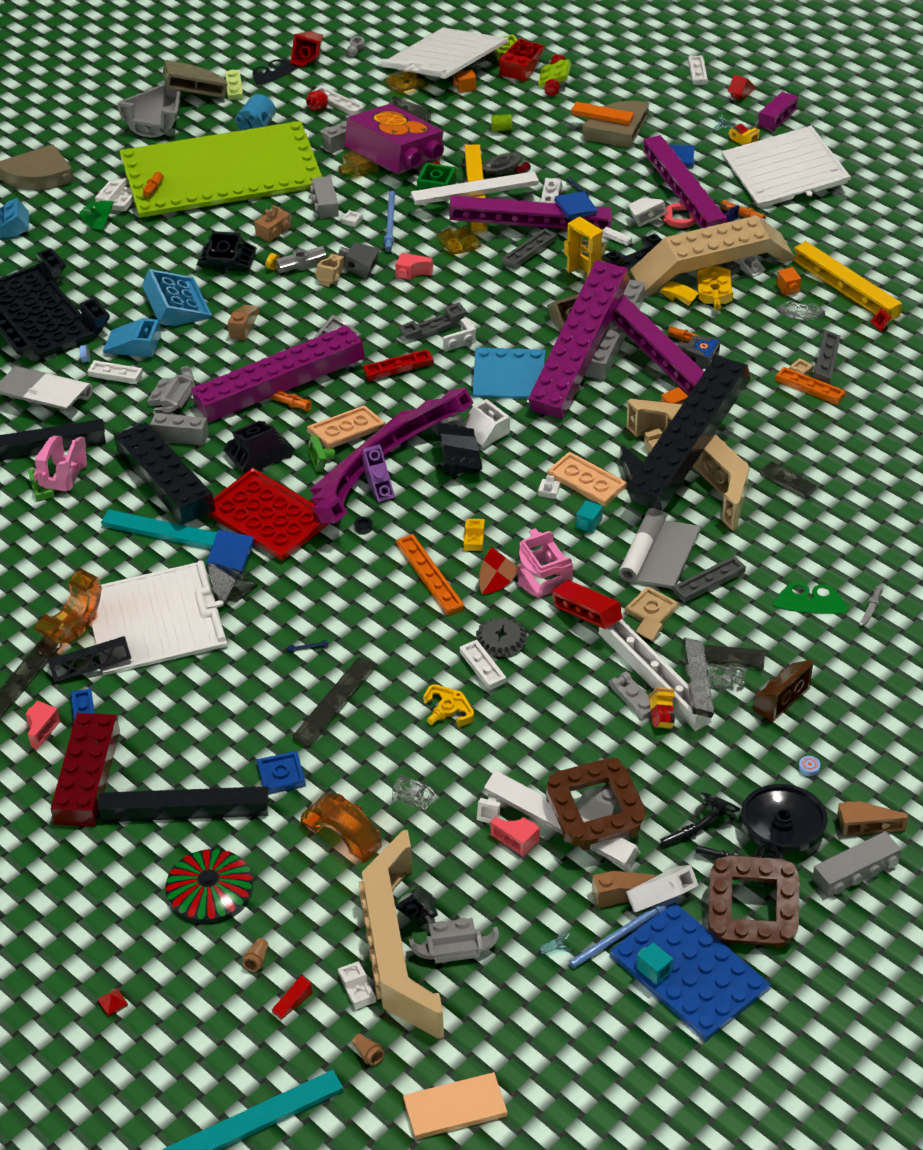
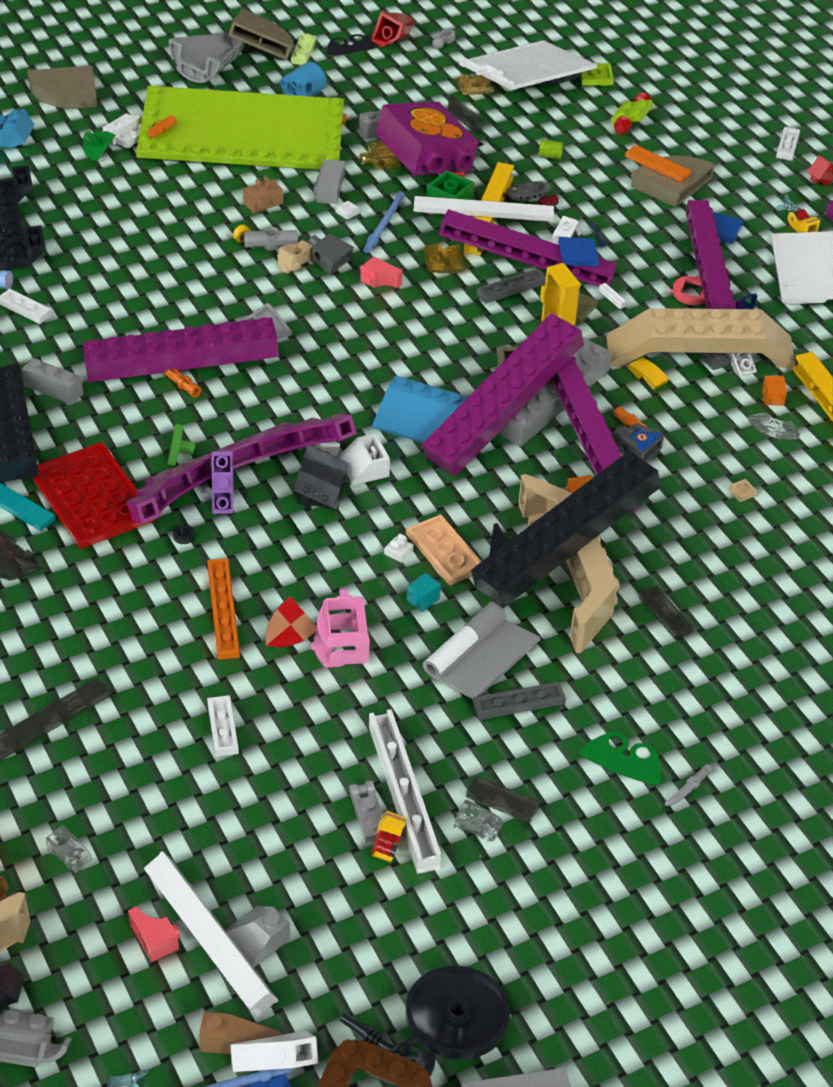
camera: 15 degrees right, 0 degrees up
(135, 338) = (62, 277): dark azure slope -> none
(172, 392) = (67, 341): light grey plate -> none
(175, 298) = (125, 246): dark azure slope -> none
(226, 252) = (201, 213): black slope -> none
(231, 550) = (30, 523): blue tile -> none
(242, 321) = (178, 286): medium nougat slope -> none
(257, 446) = (120, 420): black slope -> none
(291, 648) = (36, 647): dark blue hinge -> none
(317, 100) = (375, 83): red head -> none
(341, 102) = (396, 87): white tile -> none
(346, 427) = (220, 424): light nougat tile -> none
(398, 364) = (310, 372): red plate -> none
(436, 325) = (372, 341): dark grey slope -> none
(451, 702) = (168, 758): yellow piece -> none
(464, 337) = (390, 362): white bracket -> none
(465, 81) = (535, 98): orange brick -> none
(474, 534) = (293, 577): yellow slope -> none
(488, 809) = (138, 895): white tile -> none
(509, 644) = (273, 706): dark grey gear -> none
(520, 60) = (603, 90): red slope -> none
(582, 833) = (244, 959): reddish brown plate -> none
(587, 604) = (365, 691): red brick -> none
(631, 260) = (594, 321): black slope -> none
(647, 210) = (656, 276): white slope -> none
(649, 628) = (424, 738): tan tile -> none
(651, 604) = (440, 715): tan tile -> none
(698, 678) = (443, 813): clear smoke tile -> none
(714, 278) = (690, 366): yellow plate -> none
(717, 807) = (390, 973): black dish -> none
(743, 212) = (767, 306): orange pin -> none
(783, 690) = (535, 857): reddish brown slope -> none
(809, 766) = (523, 956): light blue tile -> none
(810, 385) = (743, 512): orange tile -> none
(826, 356) = (775, 484): dark grey plate -> none
(865, 818) = (554, 1043): medium nougat slope -> none

